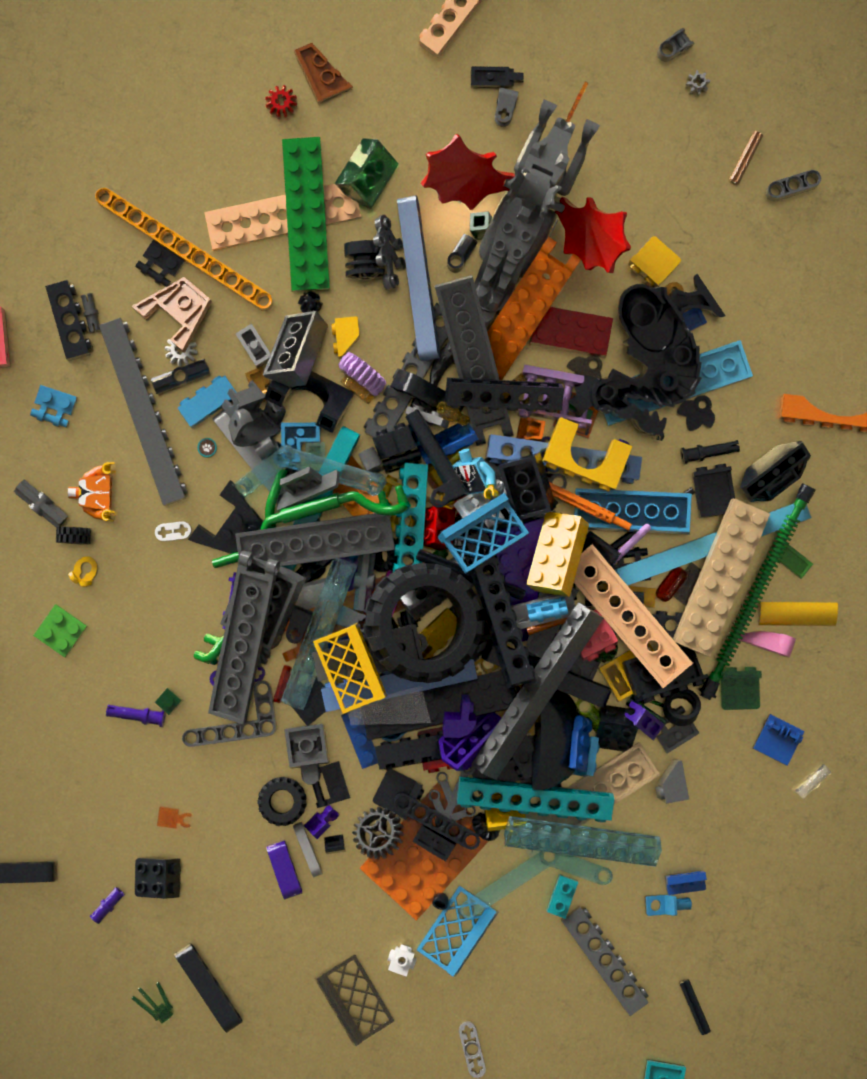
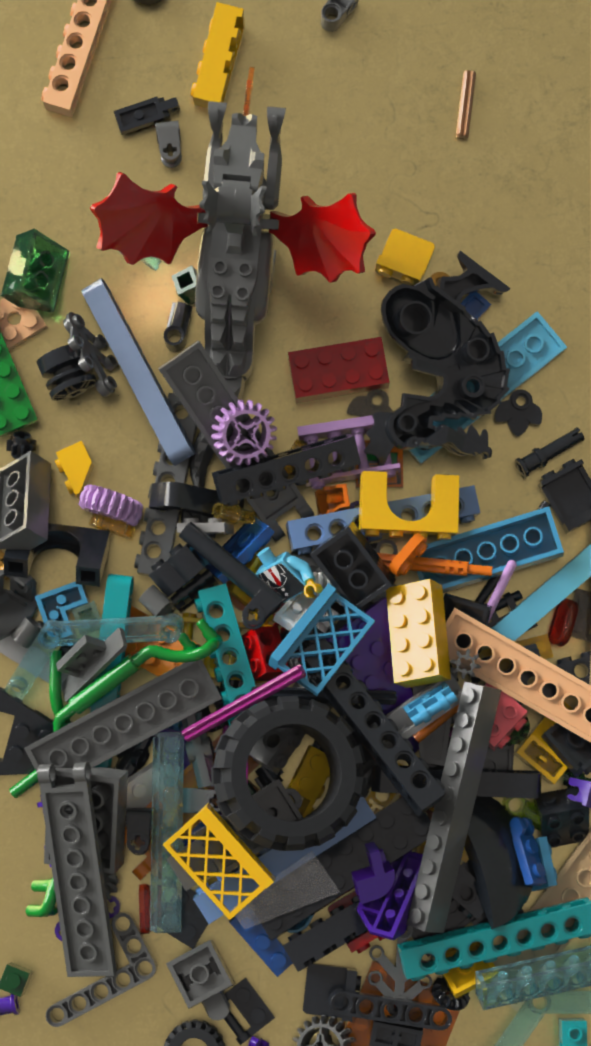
camera: 20 degrees left, 5 degrees down
(409, 559) = (244, 703): none -> magenta axle
(489, 353) = (237, 438): none -> lavender gear
(528, 306) = (279, 346): orange hinge -> none
(568, 52) = (219, 55): none -> yellow wedge
(577, 489) = (402, 562): none -> orange plate
(589, 592) = (464, 671): none -> dark grey gear
(701, 78) = (382, 34): light grey gear -> none
(786, 191) = (535, 106): dark grey beam -> none

